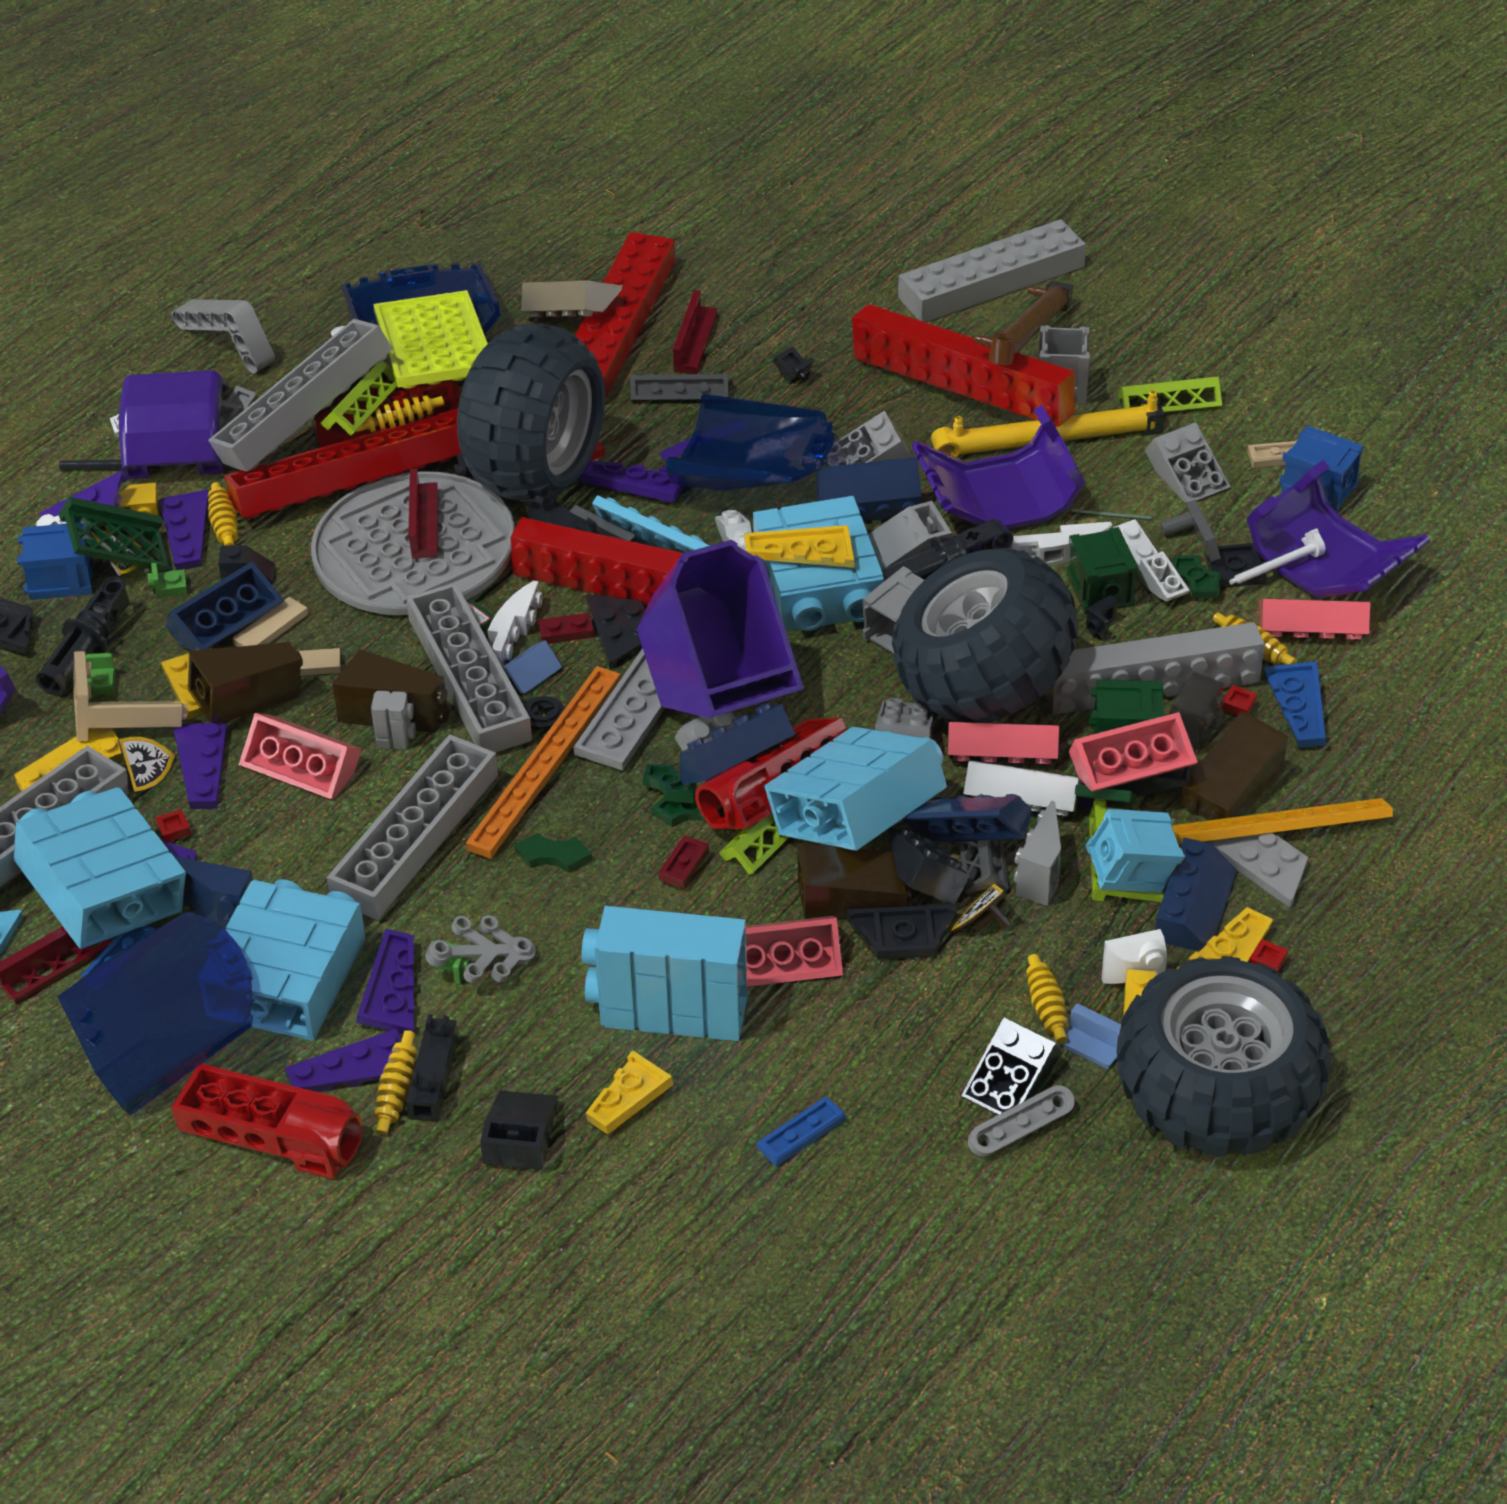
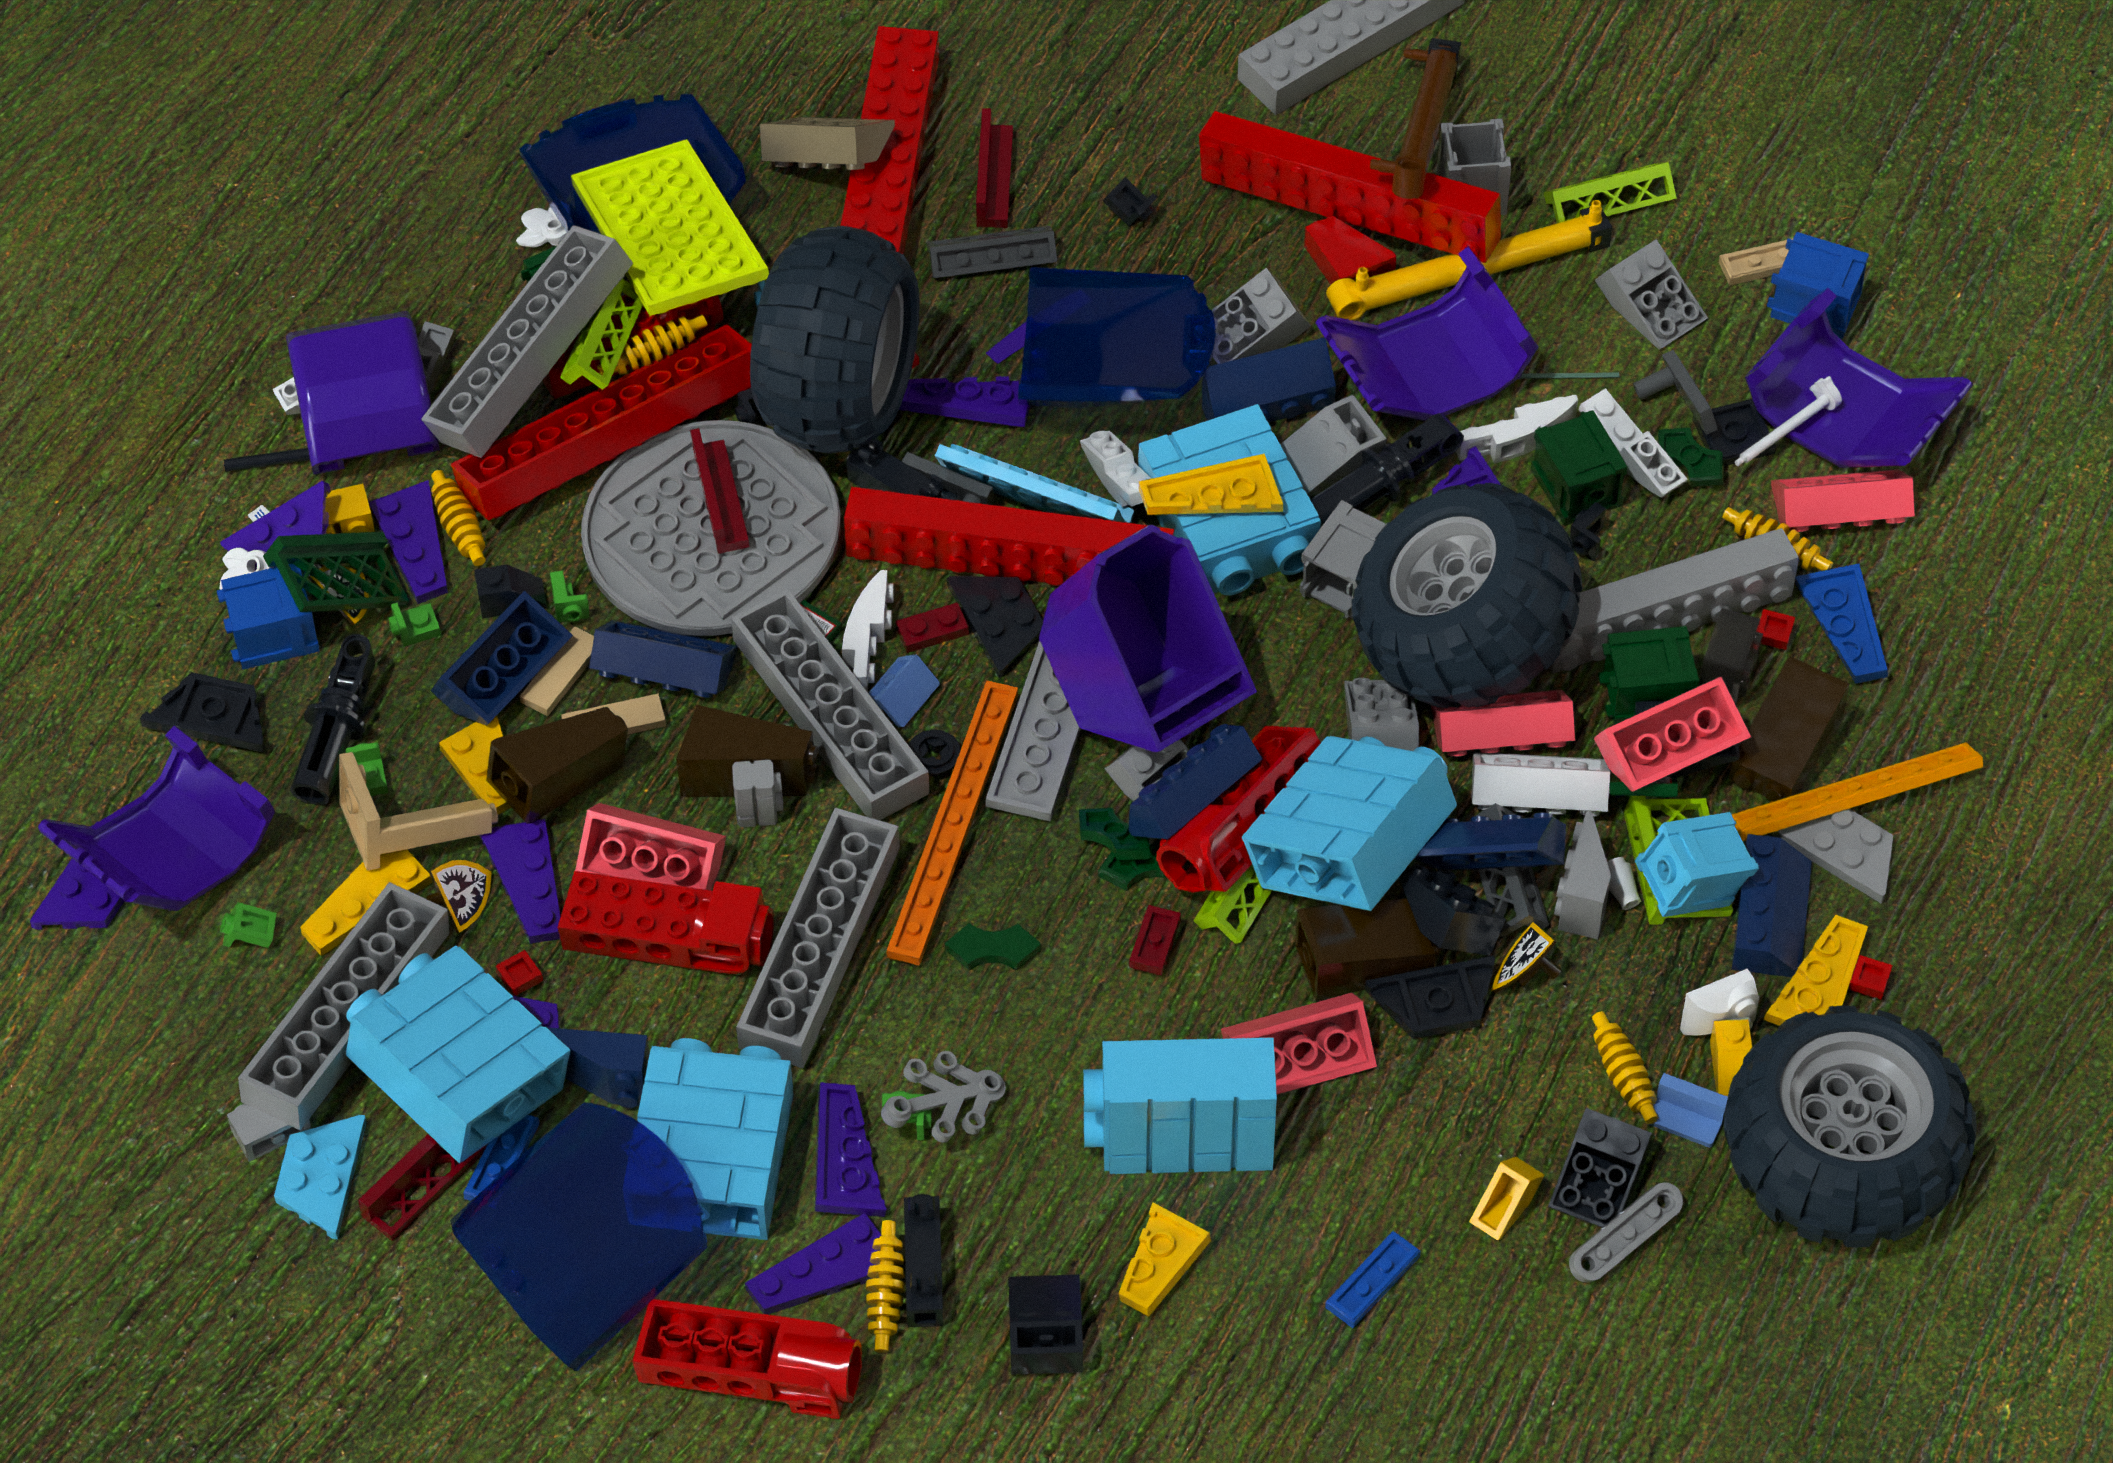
camera: 10 degrees left, 10 degrees up
(231, 316) = (394, 225): light grey beam -> none
(287, 579) = (567, 606): none -> bright green bracket
(296, 801) = (667, 923): none -> red brick
(349, 624) = (662, 657): none -> dark blue slope
(926, 1081) = (1506, 1197): none -> yellow slope
(944, 404) = (1343, 250): none -> red slope
(1073, 863) = (1622, 883): none -> white cone

